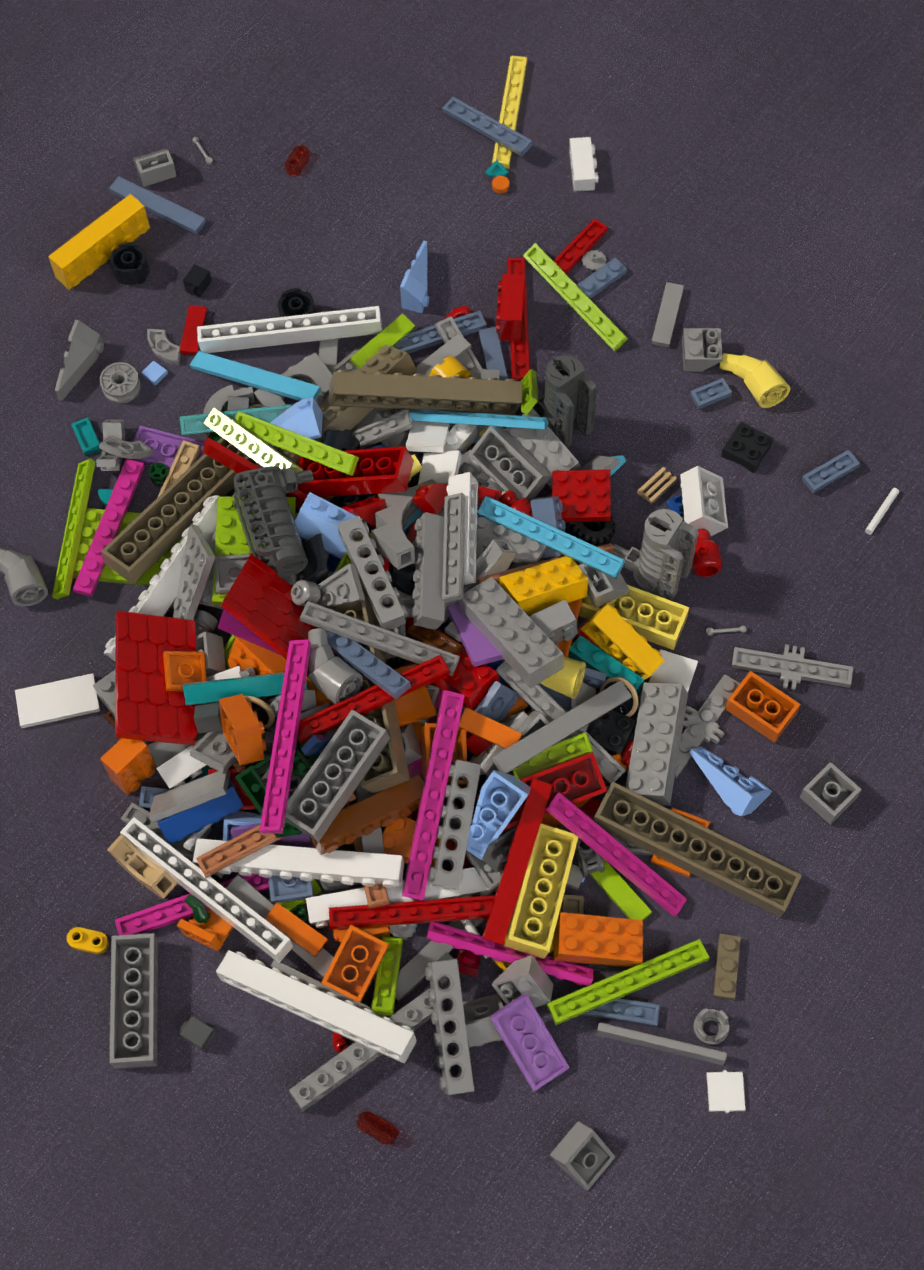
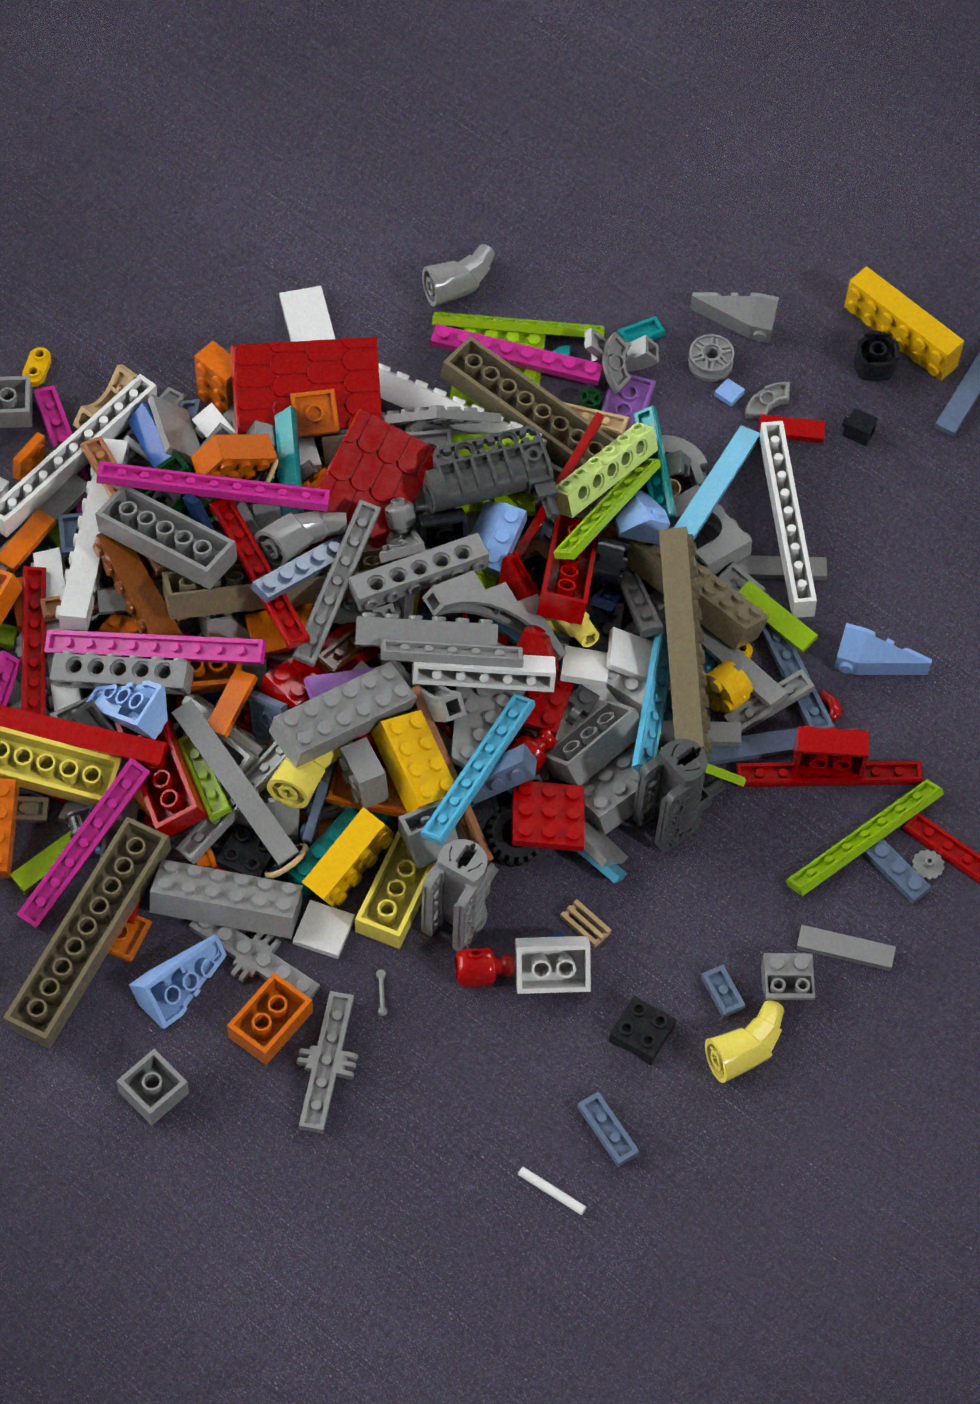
camera: 85 degrees right, 5 degrees down
(295, 302) = (822, 526): black brick -> none

